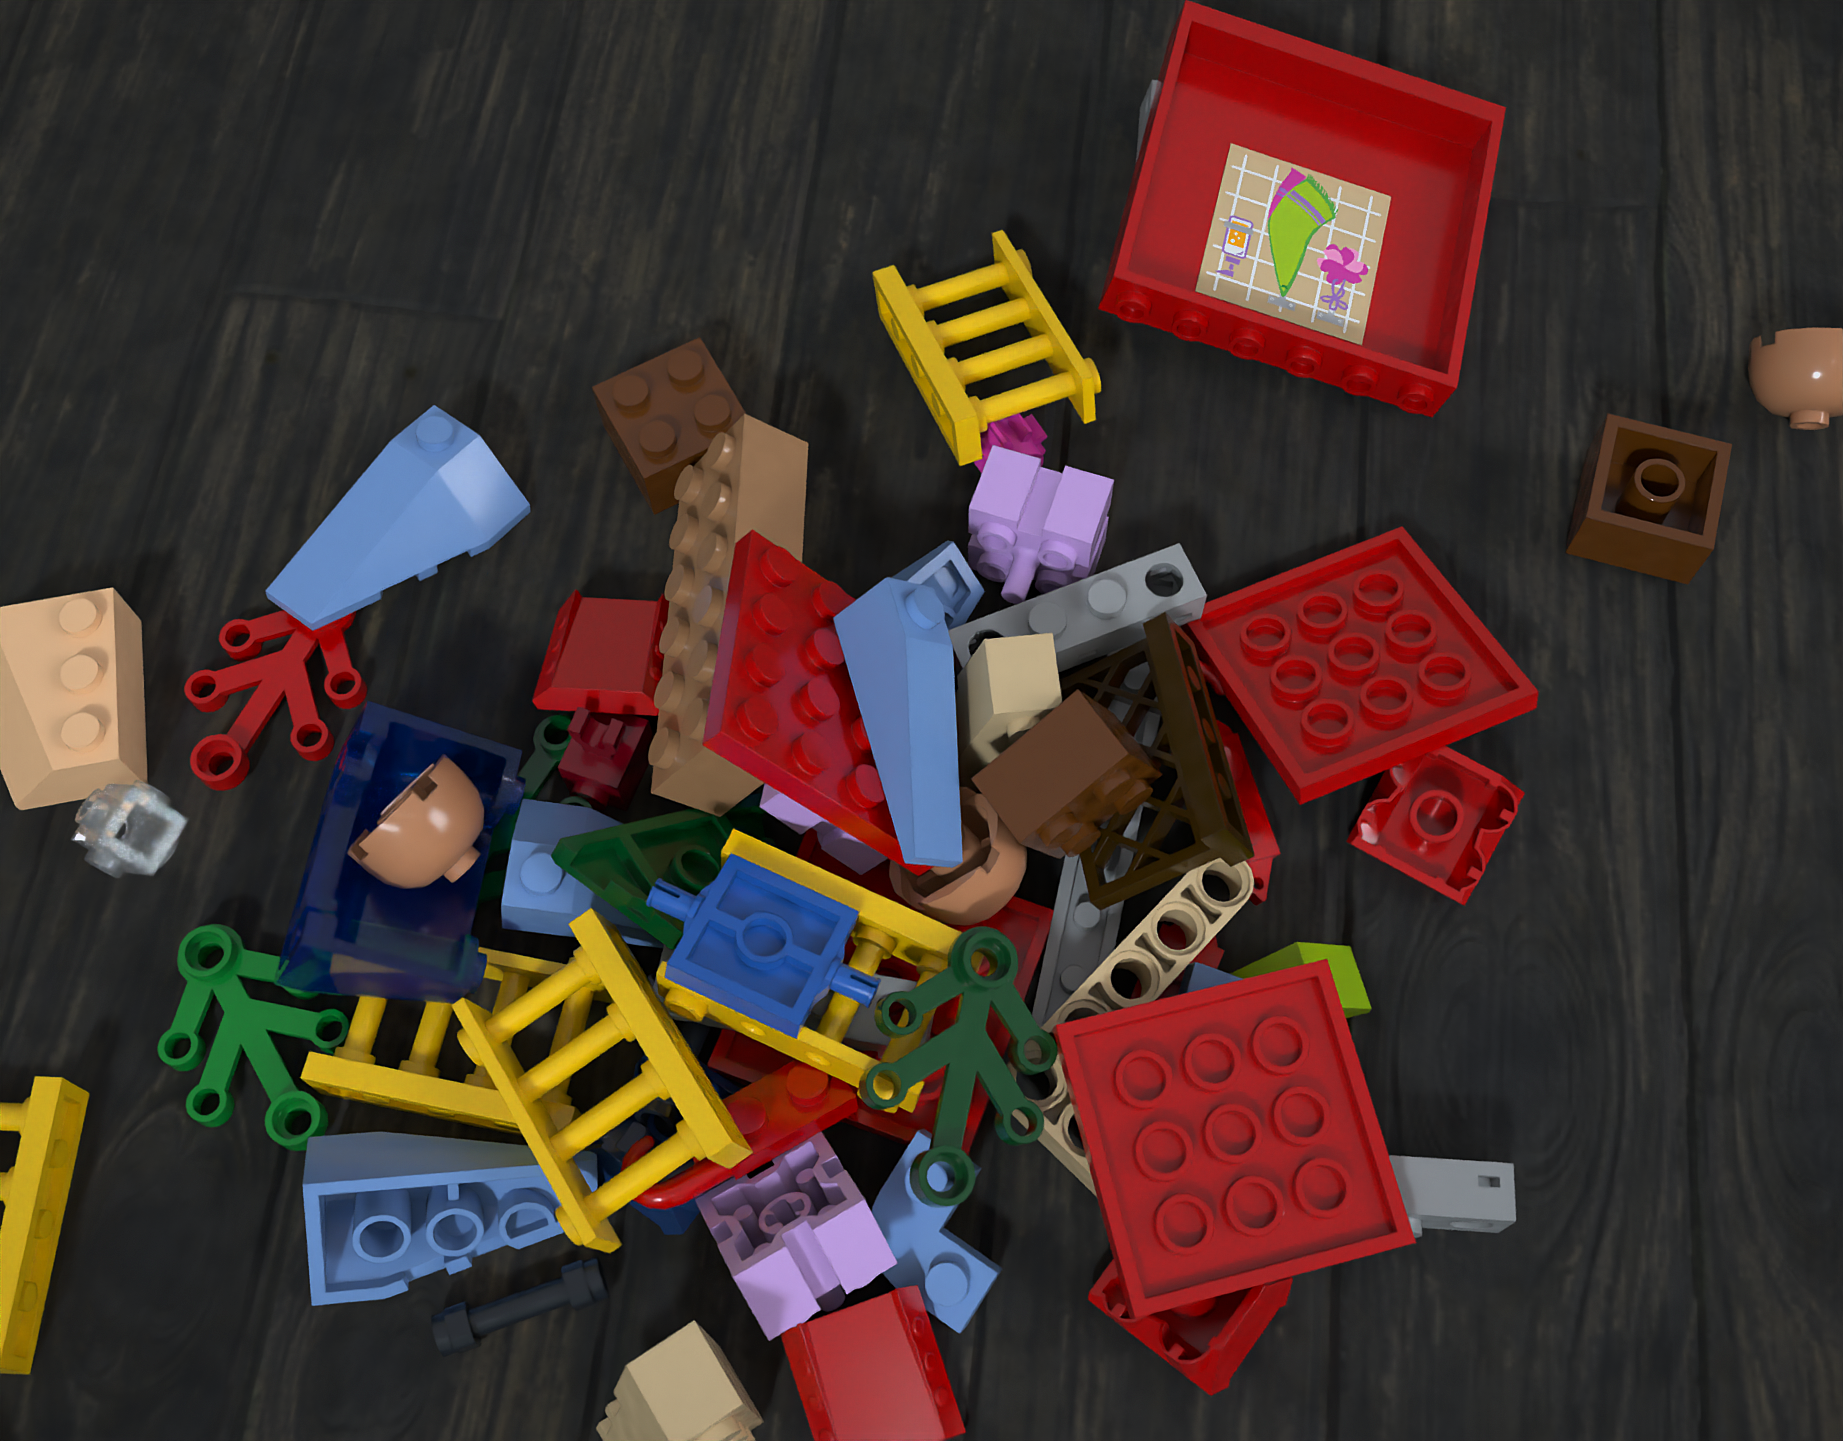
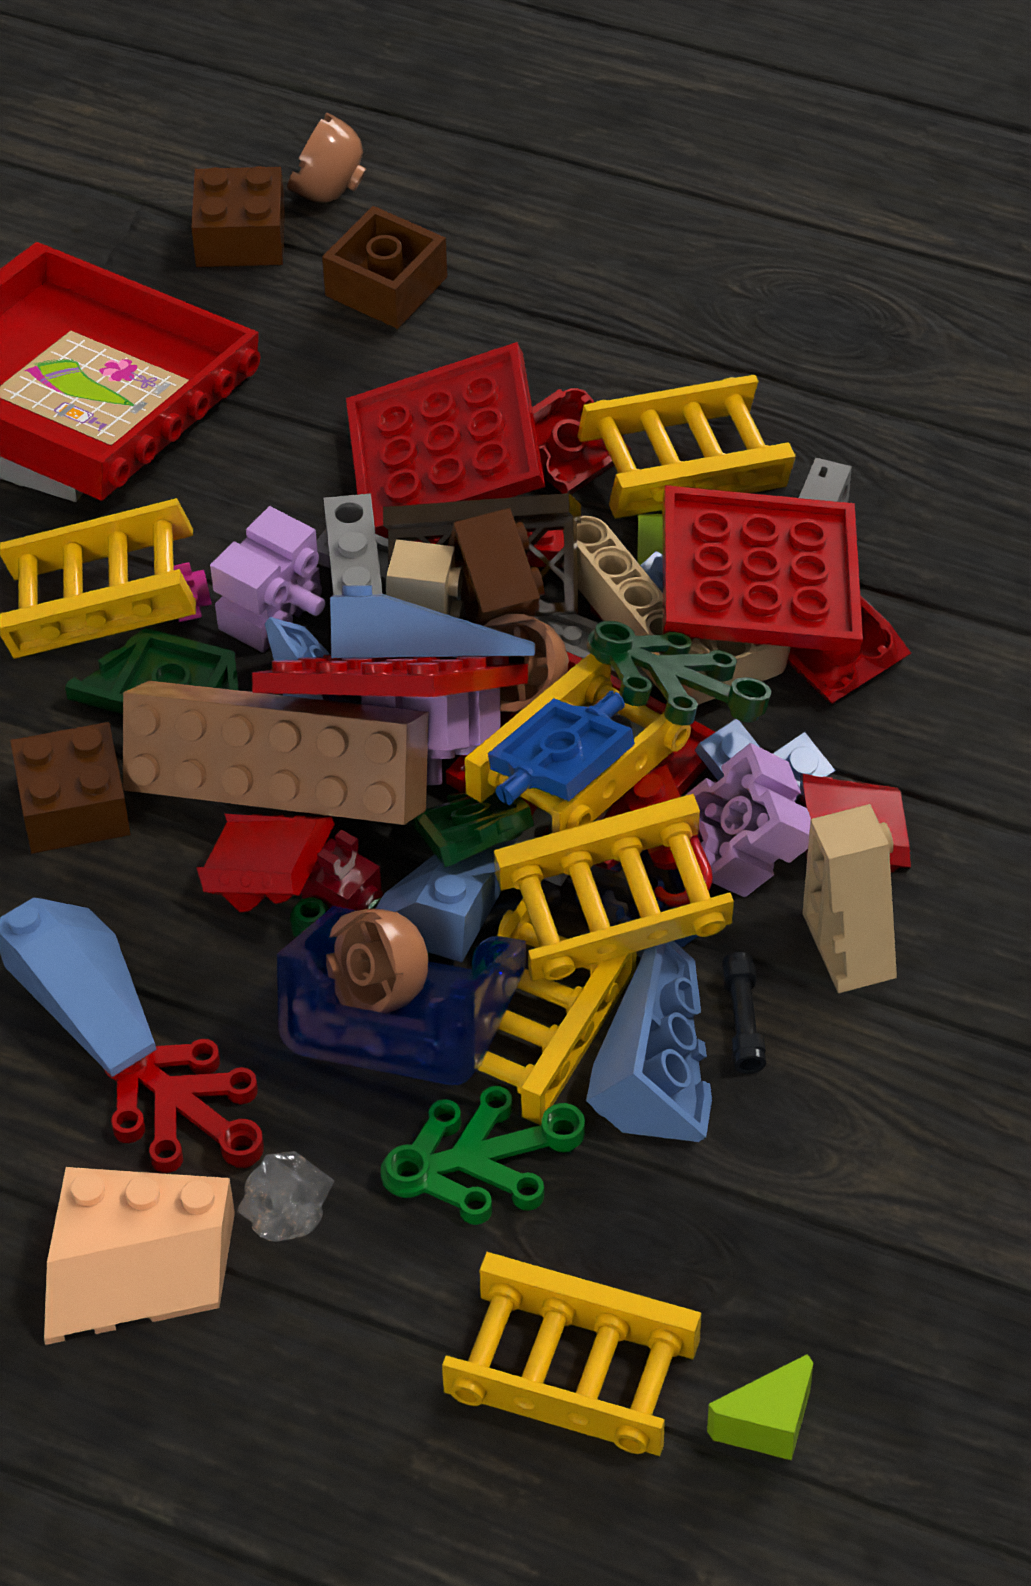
camera: 75 degrees left, 15 degrees down
(869, 481) = (157, 658): none -> dark green wing
(1449, 1035) = (642, 490): none -> yellow fence
(1667, 307) = (238, 216): none -> reddish brown brick

